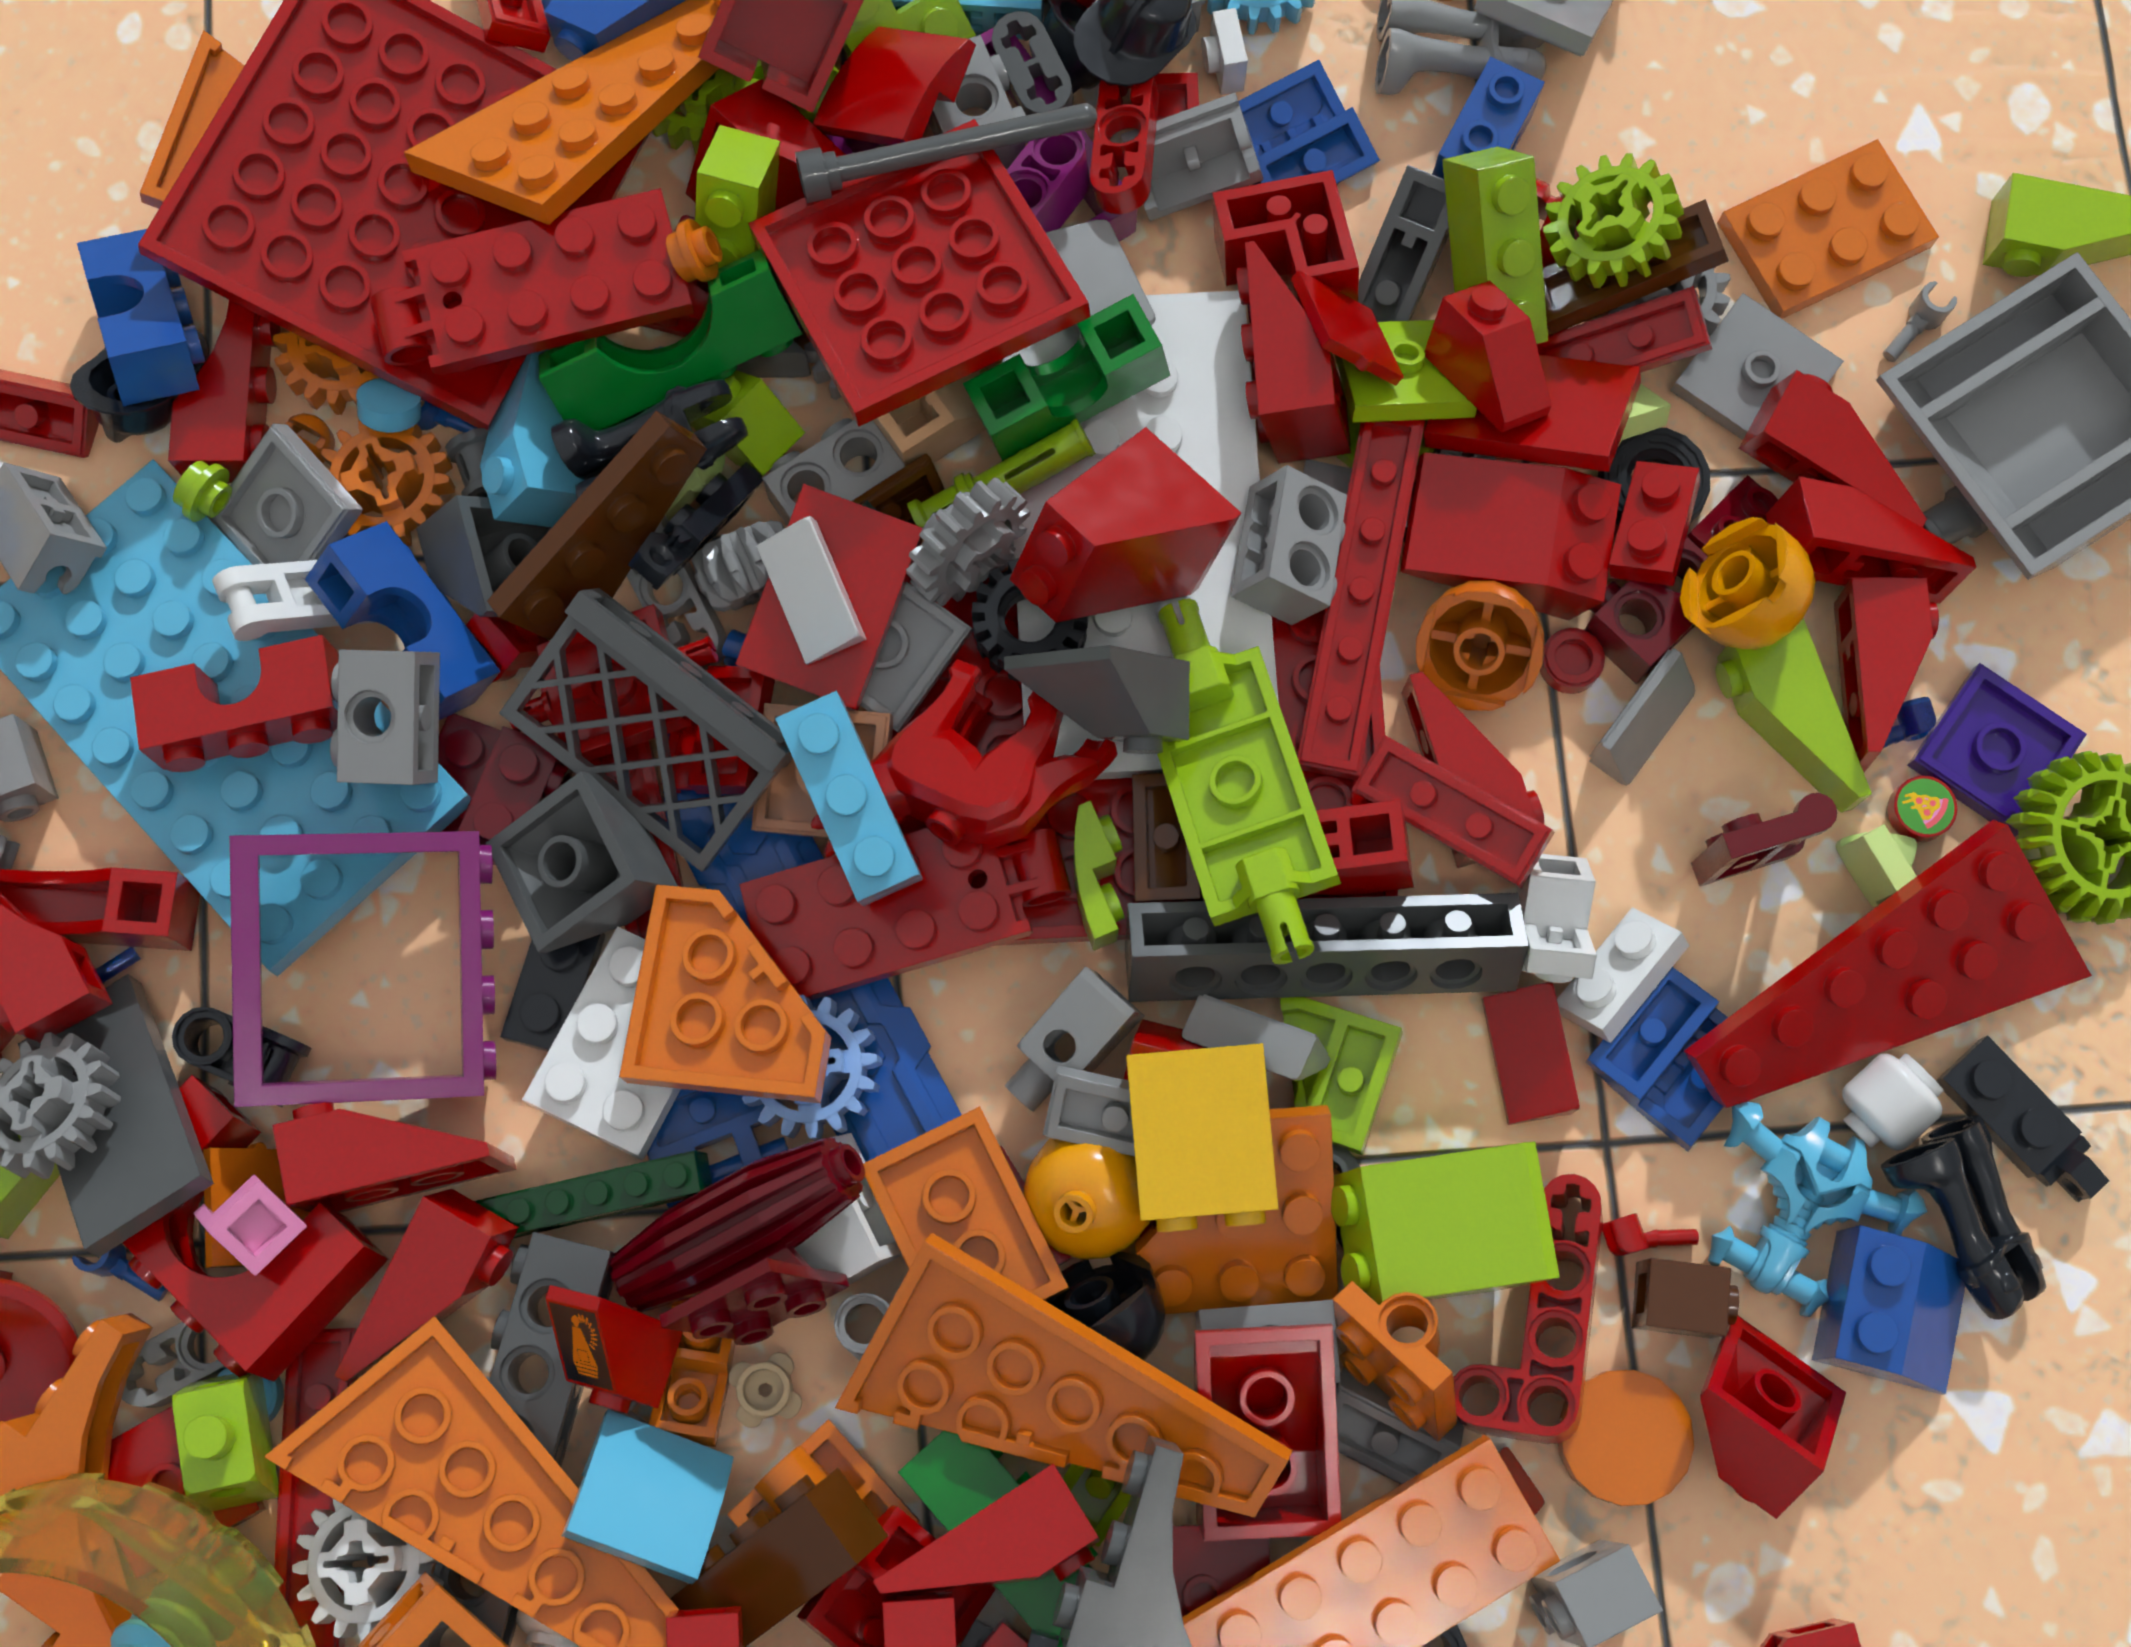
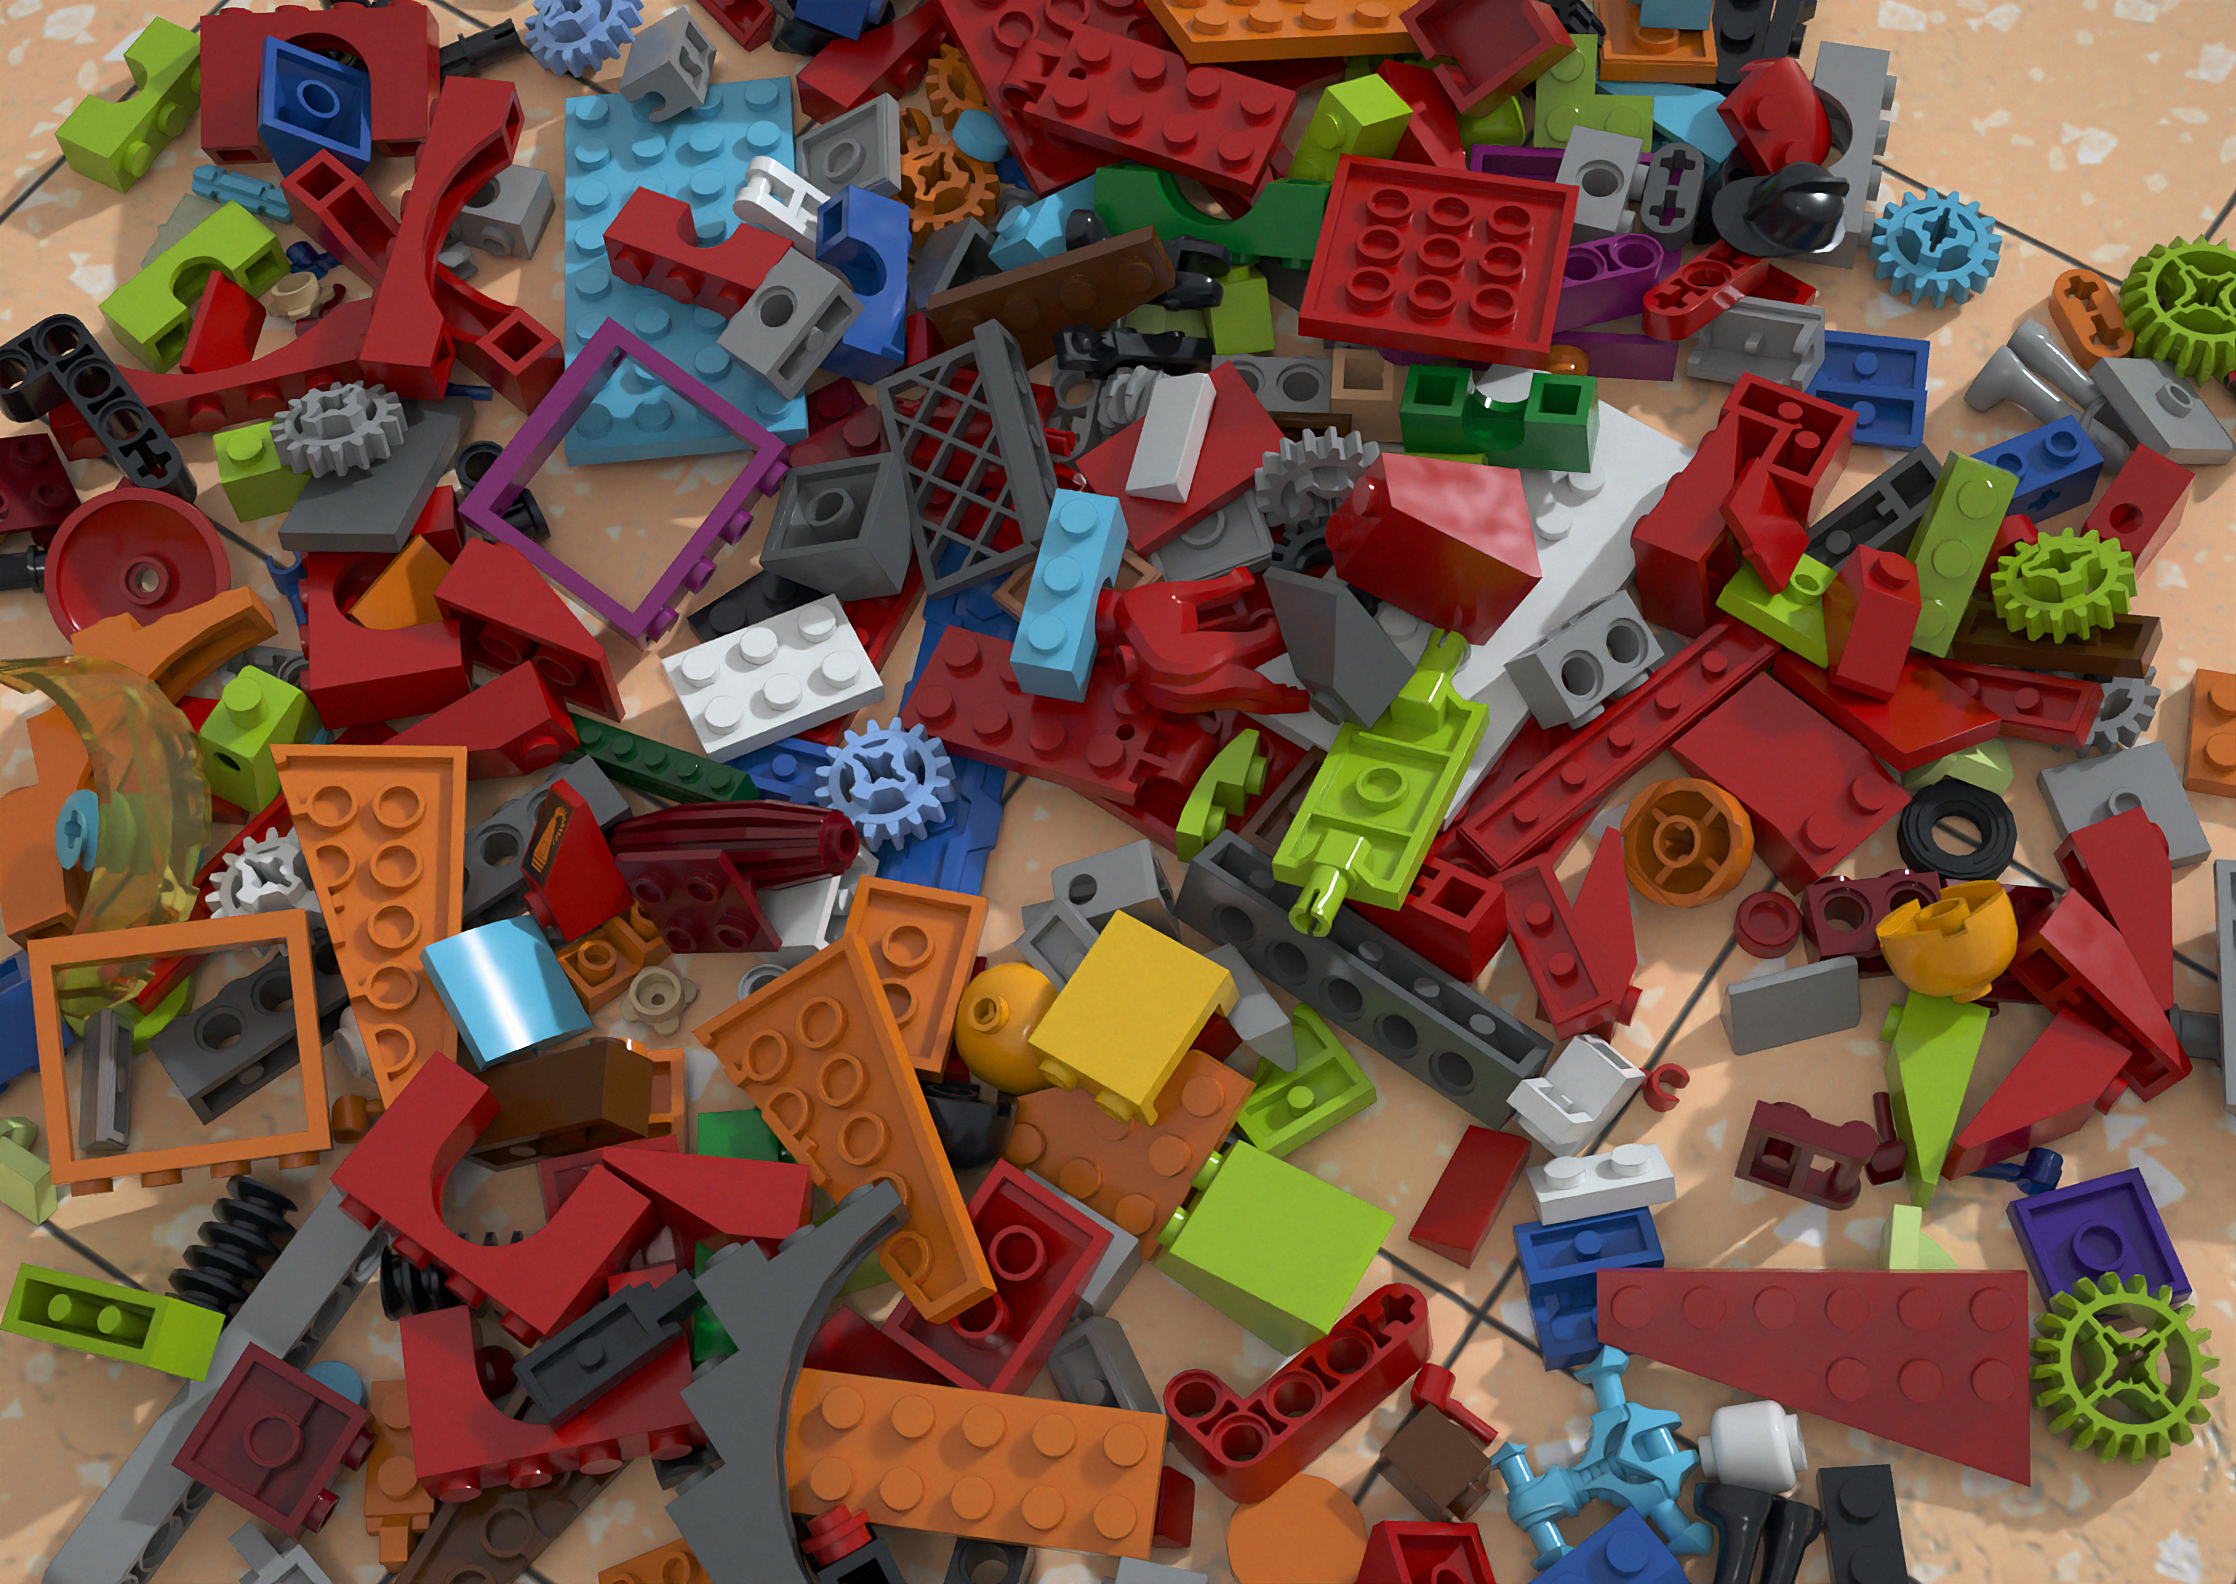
camera: 45 degrees right, 15 degrees down
(202, 491) = (802, 111): lime plate -> none
(252, 1224) = (400, 591): bright pink panel -> none
(694, 251) = (1283, 148): orange plate -> none
(718, 1008) = (850, 682): orange plate -> none
(825, 172) = (1423, 147): dark grey piece -> none
(893, 84) = (1534, 127): red slope -> none
(1099, 265) = (1600, 351): light grey slope -> none
(1225, 51) = (1854, 289): white plate -> none
(1408, 1373) = (1156, 1300): orange plate -> none
(1591, 851) = (1654, 1095): none -> red hand
(1595, 111) = (2142, 506): none -> red torso
(1654, 523) = (1918, 849): red plate -> none
(1800, 782) = (1891, 1151): none -> dark red hand
(1922, 808) = (1986, 1243): tile -> none

